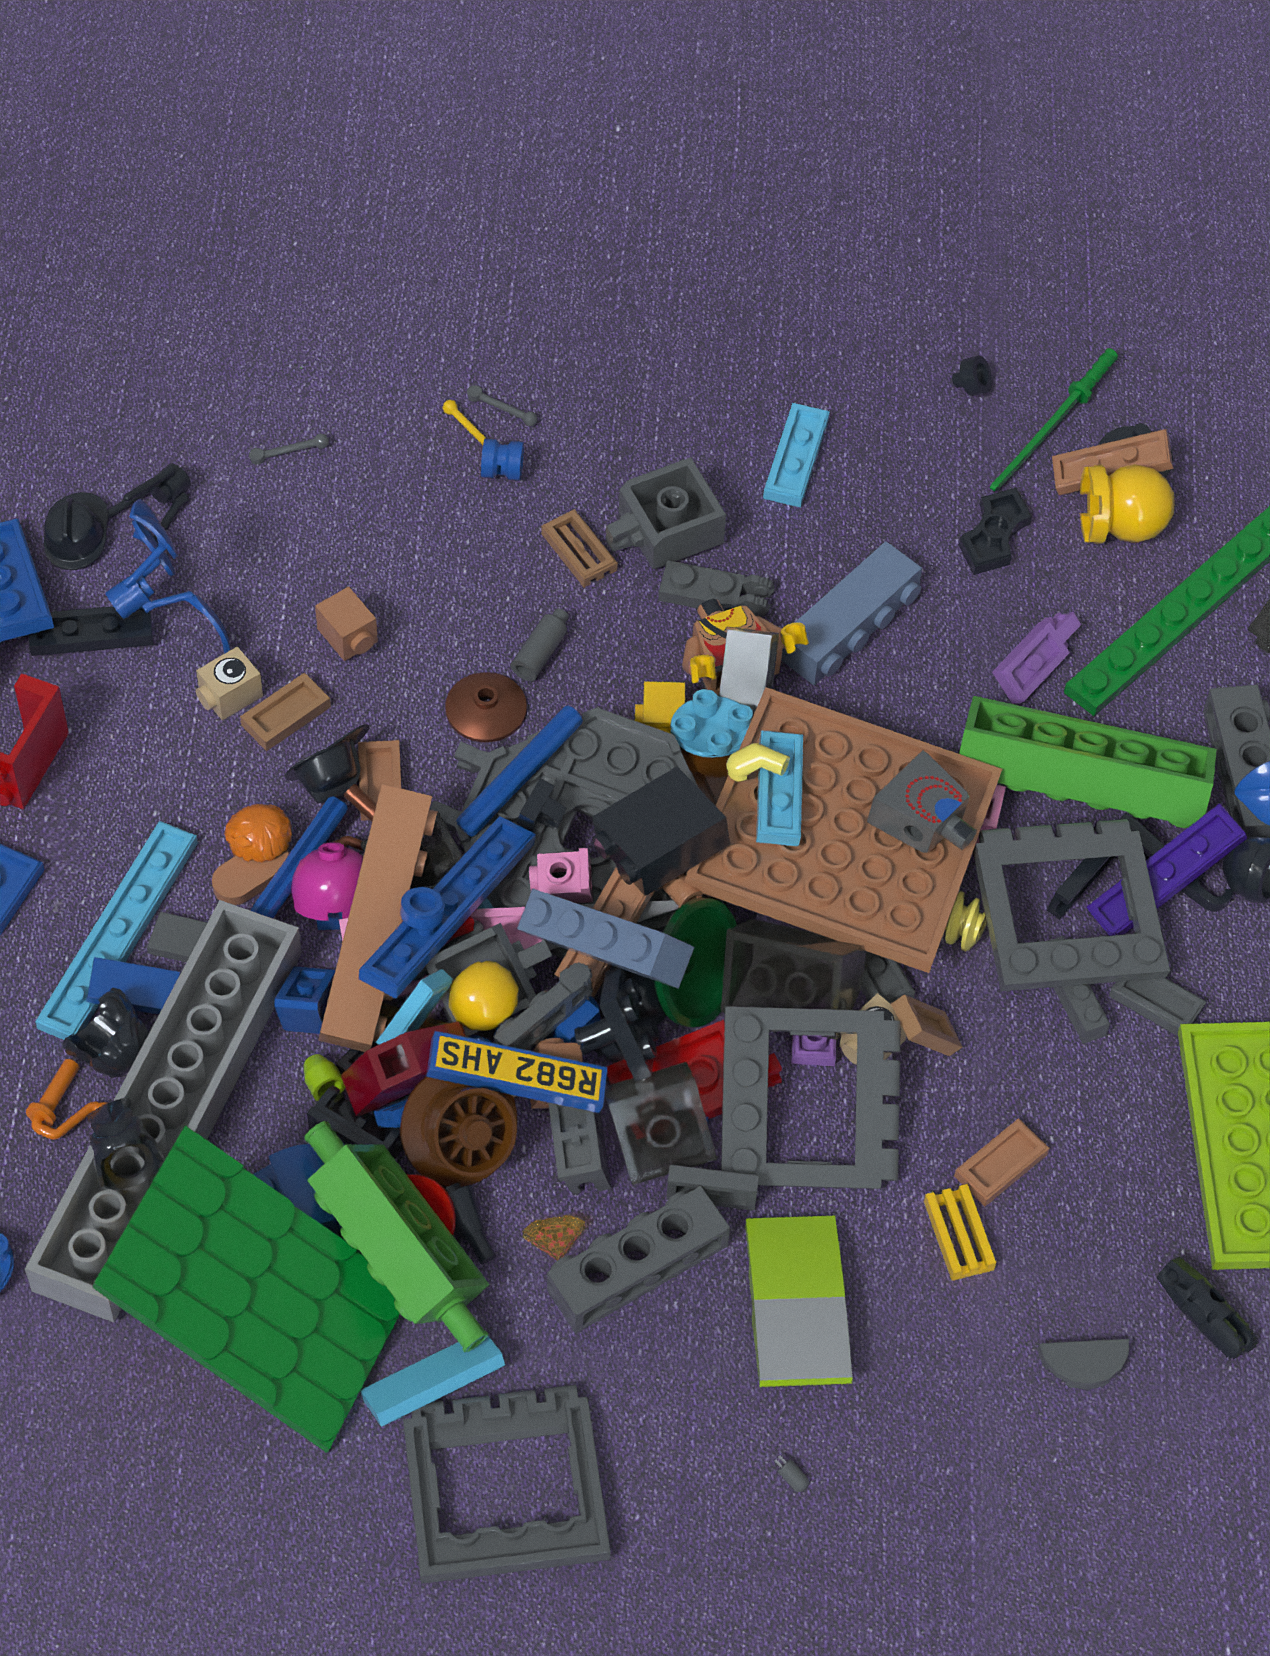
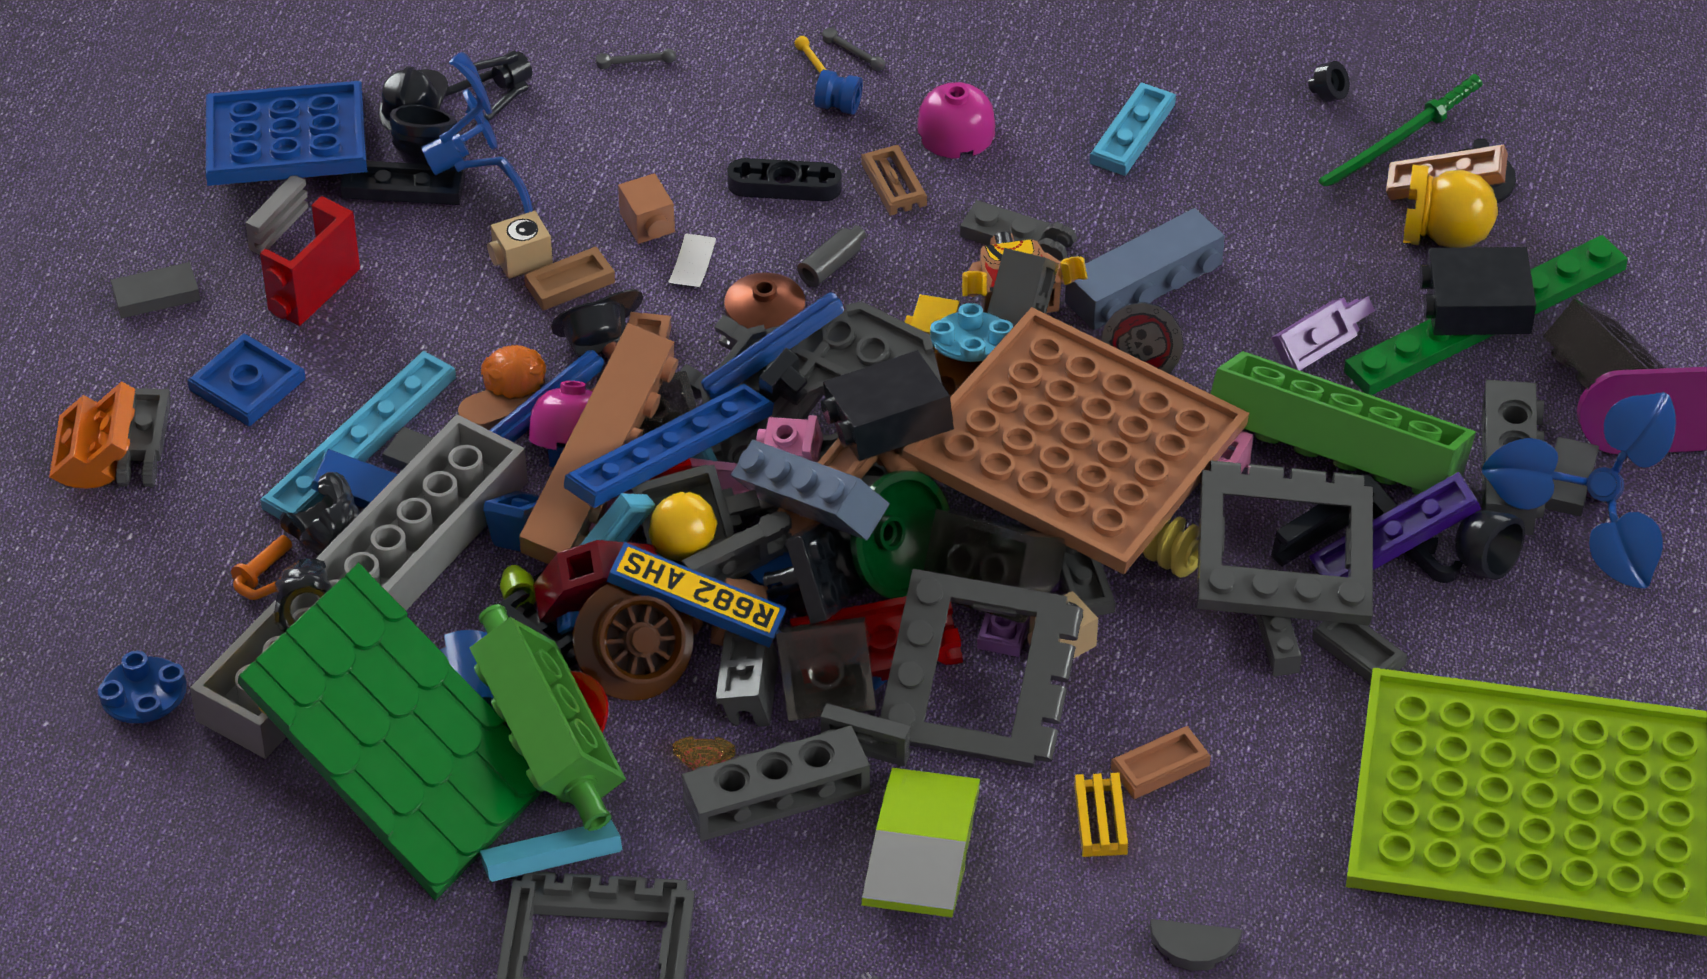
camera: 15 degrees right, 10 degrees down
(95, 569) = (415, 127): none -> black hat
(402, 671) = (693, 260): none -> white sticker
(422, 908) = (640, 437): blue tile -> none
(460, 577) = (756, 187): none -> black beam
(469, 1221) = (622, 725): black cone -> none
(617, 462) = (956, 120): none -> dark pink cylinder
(668, 514) = (985, 158): dark grey hinge -> none
(754, 757) = (997, 356): light yellow arm -> none
(780, 796) = (1017, 391): medium azure tile -> none
(874, 694) = (1146, 334): none -> shield
(923, 807) = (1153, 425): dark grey torso -> none
(926, 1025) = (1114, 626): medium nougat tile -> none
(988, 543) = (1305, 229): black tile -> none
(1179, 592) = (1478, 291): none -> black brick
(1207, 1308) = (1328, 916): black hinge -> none

